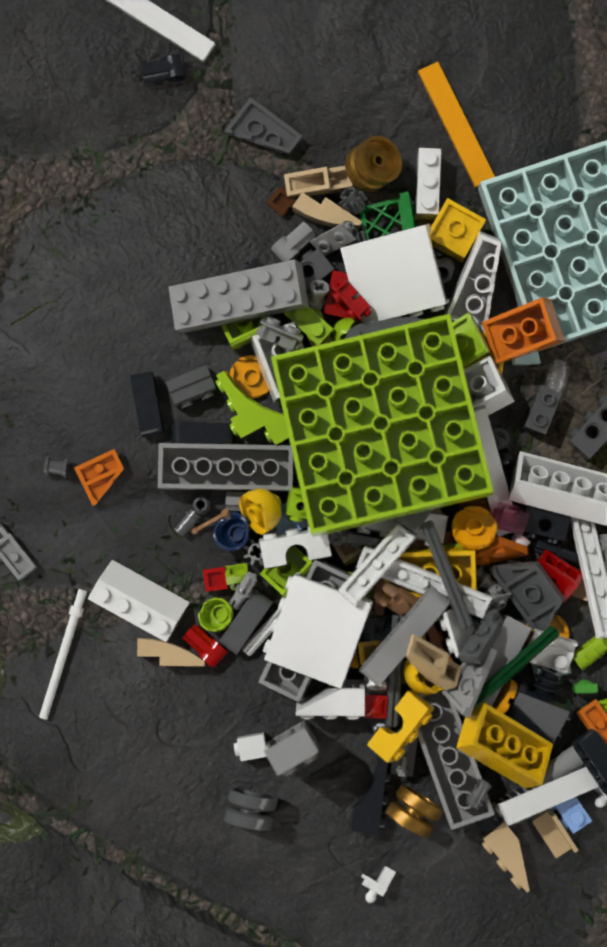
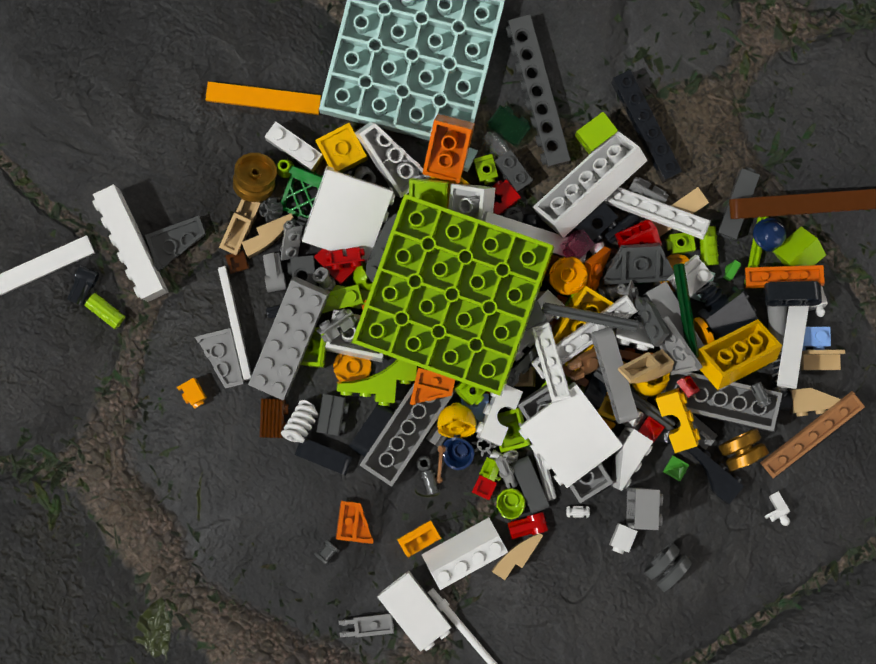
camera: 65 degrees left, 0 degrees up
(52, 587) = (414, 611): none -> white slope
(125, 547) = (419, 538): none -> light orange hinge
(128, 240) = (192, 393): none -> light orange brick
(152, 332) = (273, 417): none -> reddish brown brick
(153, 106) = (104, 310): none -> lime axle
(164, 359) = (300, 422): none -> white piece
(185, 243) = (223, 355): none -> light grey wing
(221, 236) = (235, 323): none -> white tile
(232, 87) = (129, 241): none -> white brick
(250, 686) = (578, 512): none -> white piece
(261, 585) = (511, 456): none -> white arm
(278, 462) = (431, 386): none -> orange wing
(353, 755) = (675, 468): none -> bright green tile
(396, 189) = (284, 173): none -> lime cone
(441, 716) = (688, 386): none -> red tile
(473, 871) = (812, 434): none -> medium nougat tile
(515, 421) = (508, 196): none -> red brick
(531, 374) = (485, 161): none -> lime brick
(569, 617) = (674, 248): none -> lime brick
(584, 377) = (509, 126): none -> clear green brick

